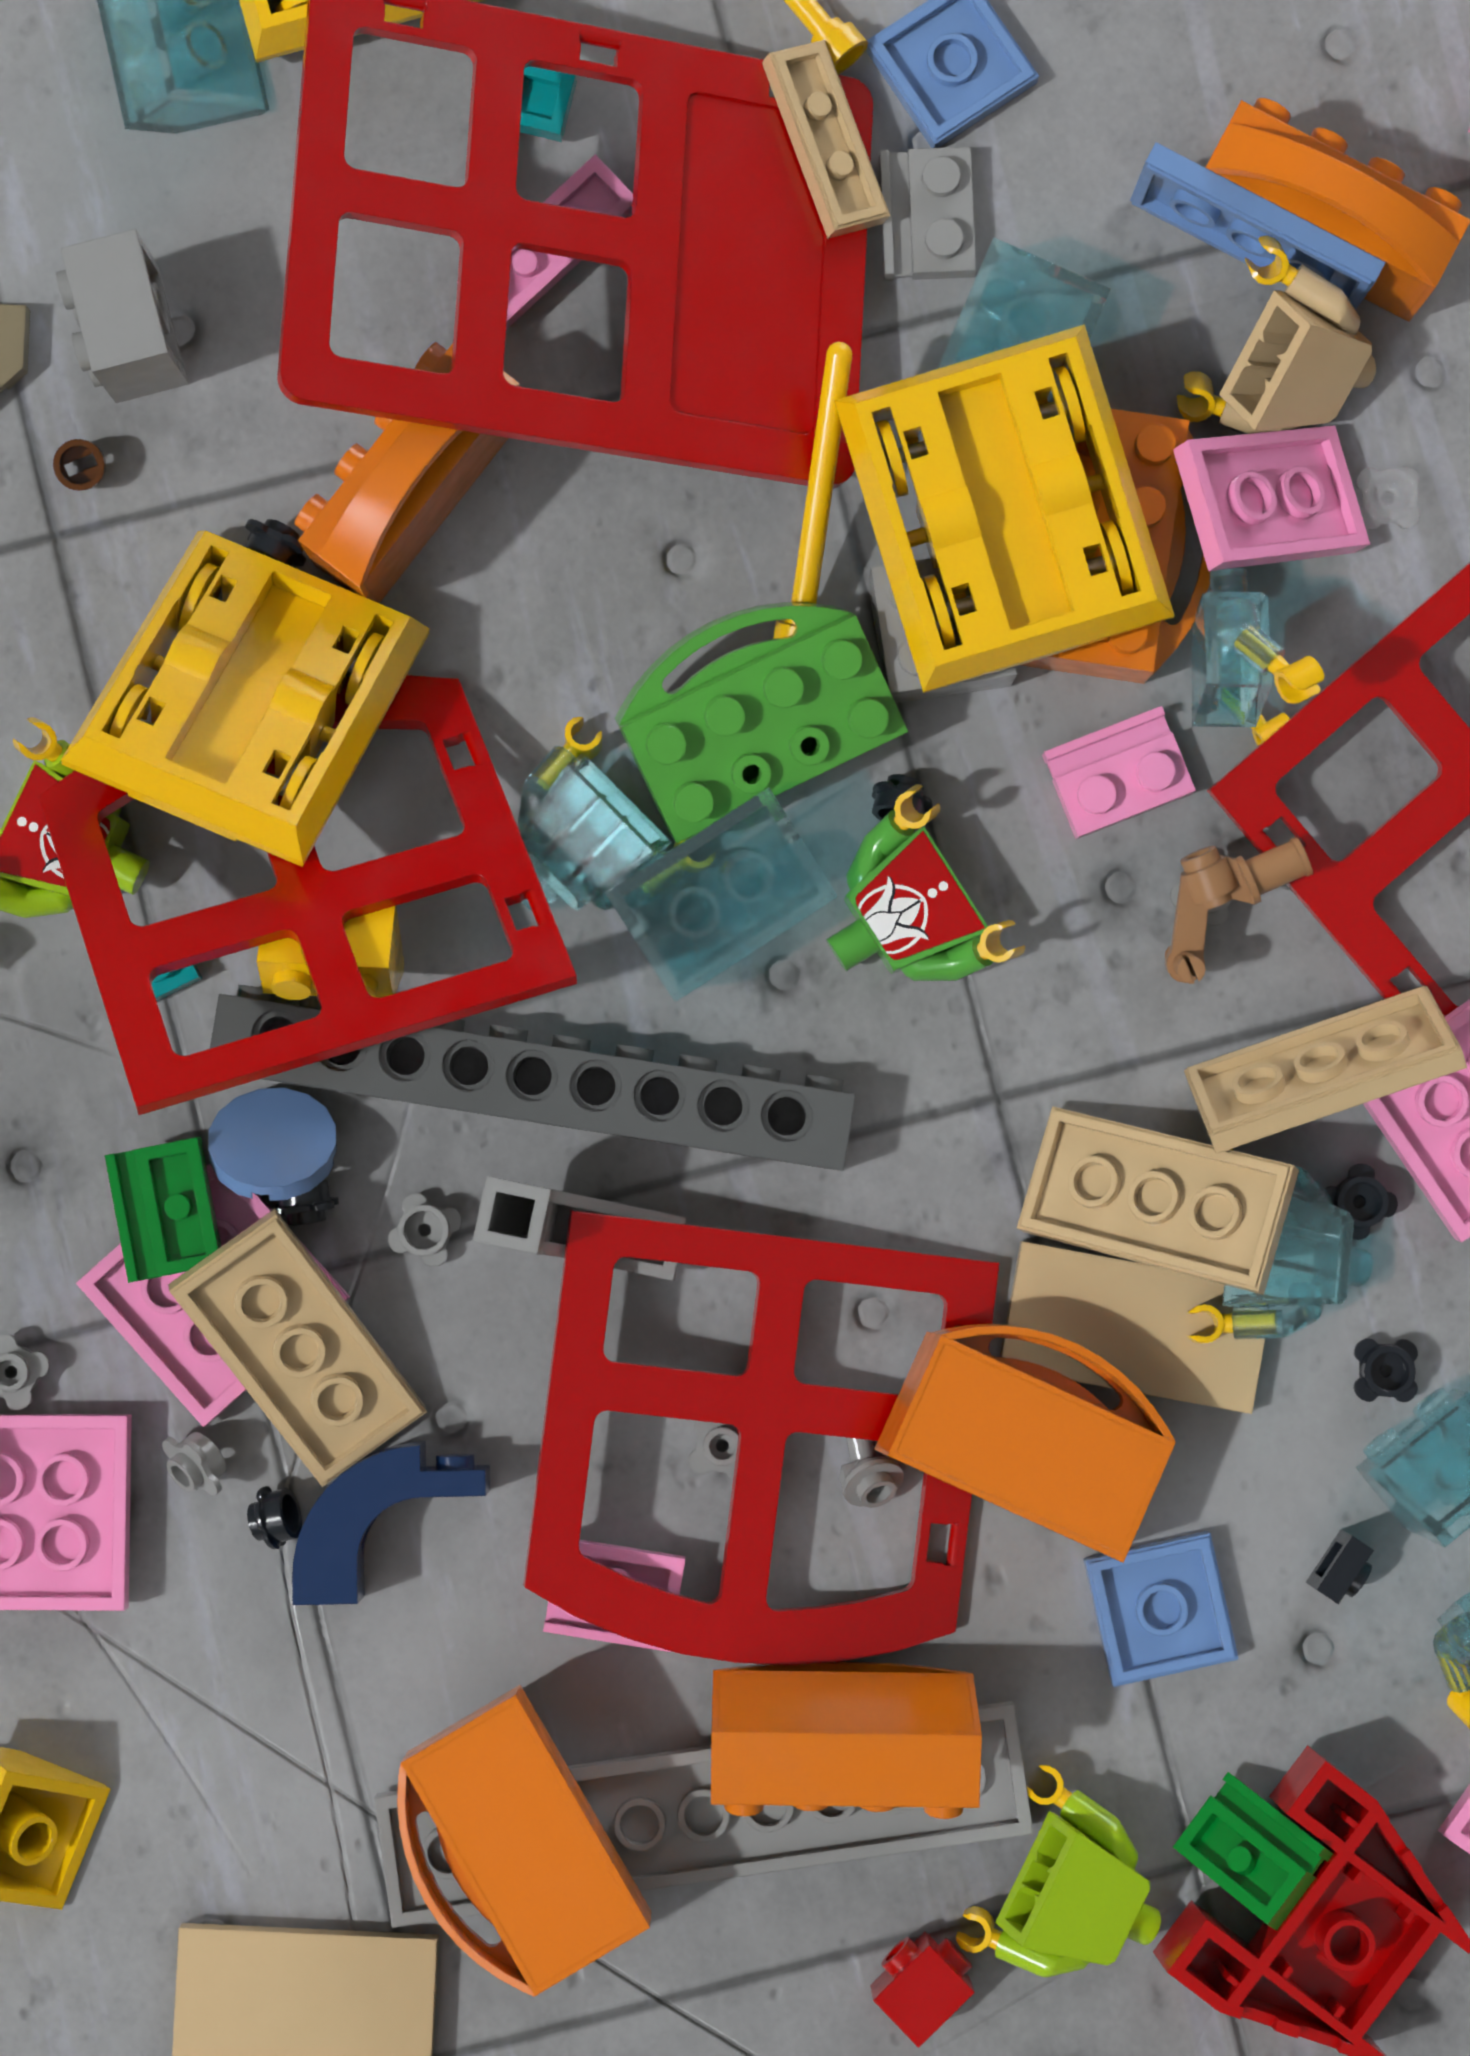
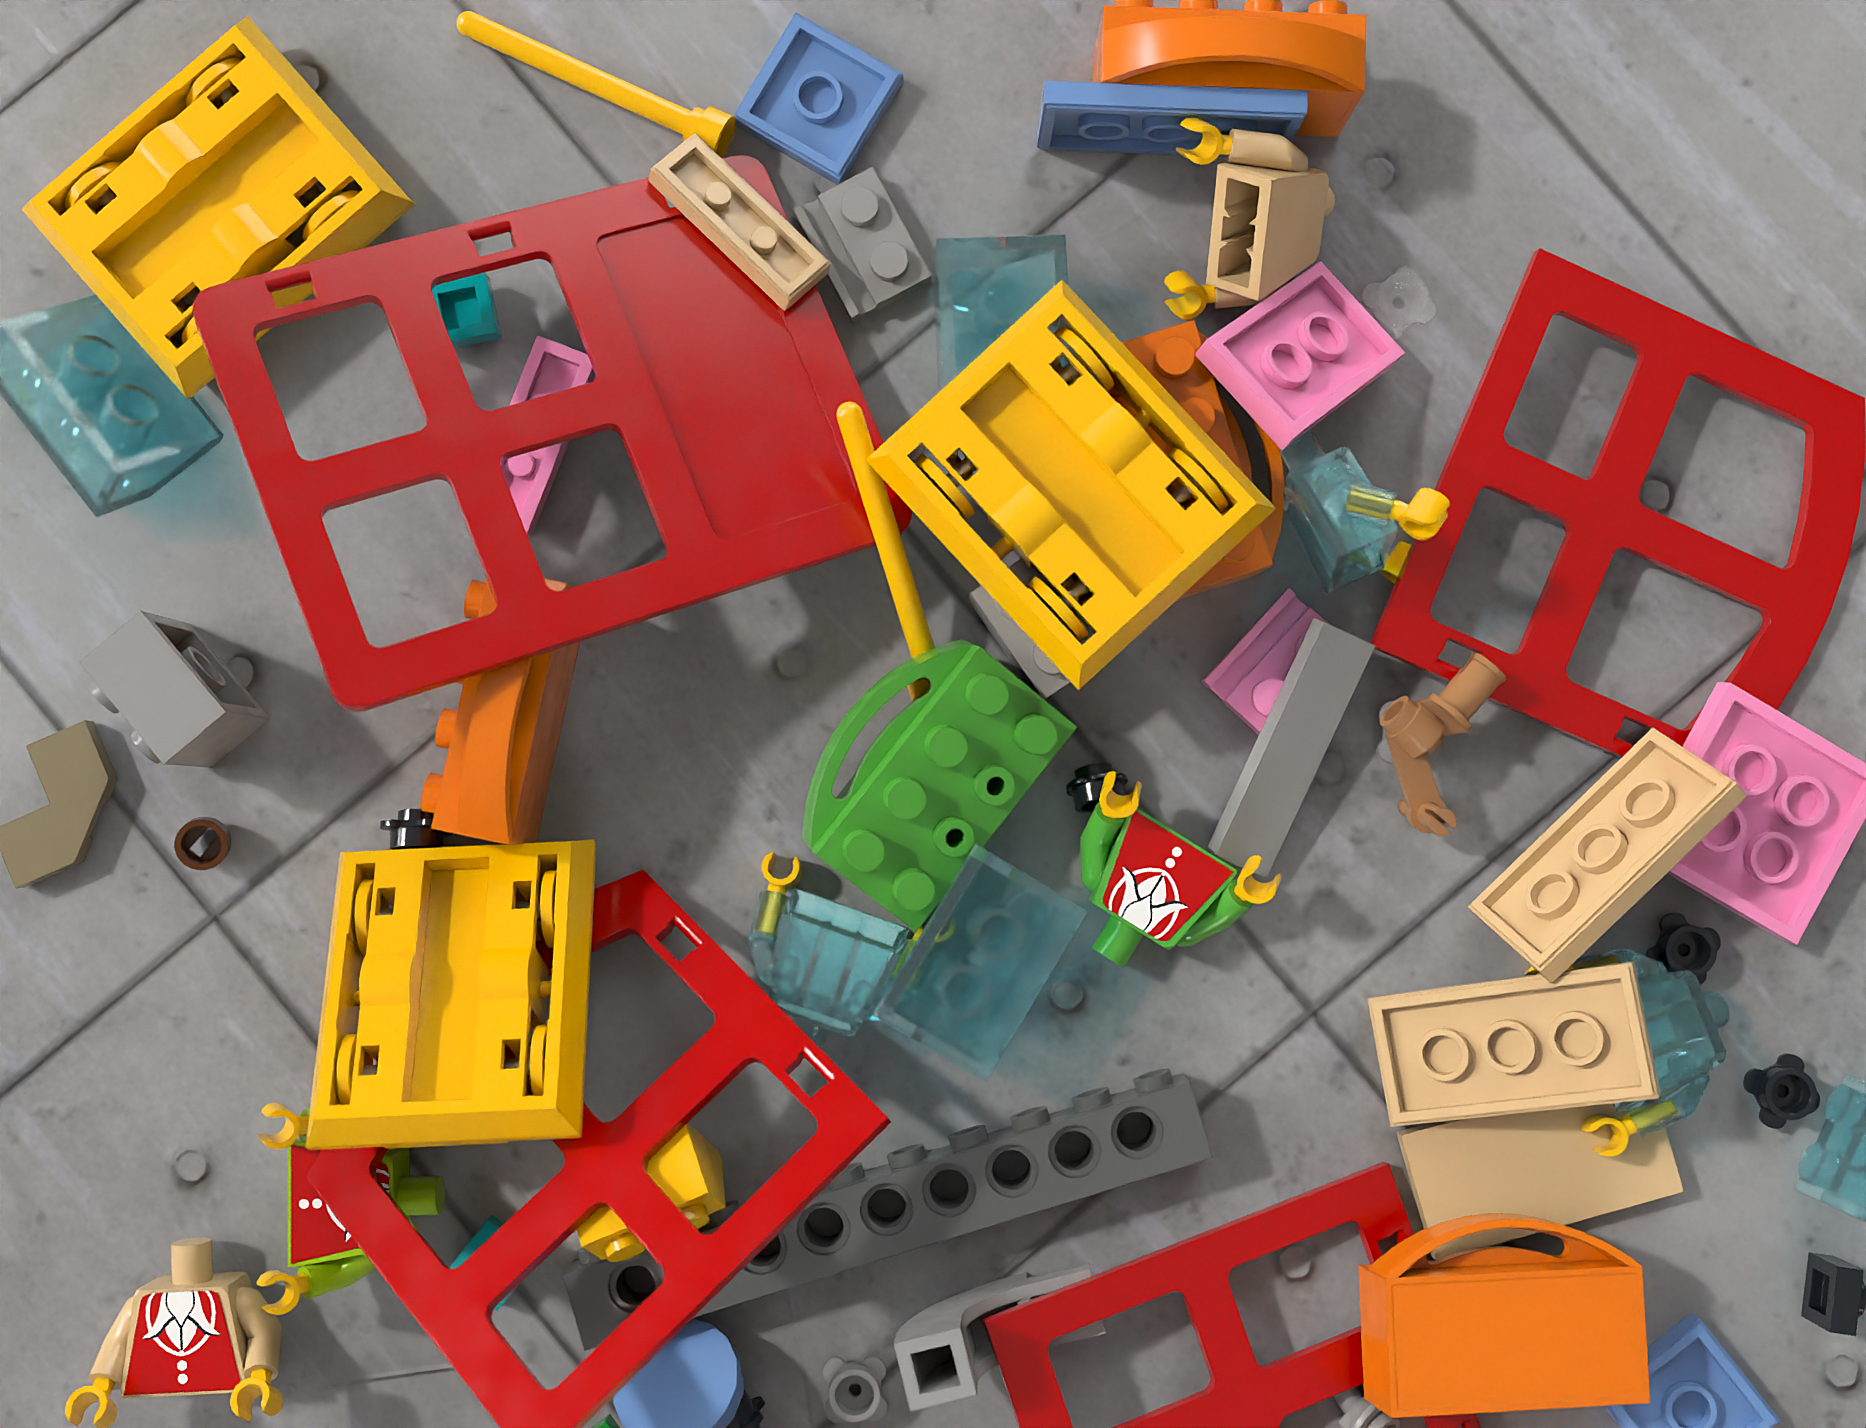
camera: 25 degrees left, 0 degrees up
(1092, 845) = (1290, 746): none -> light grey tile

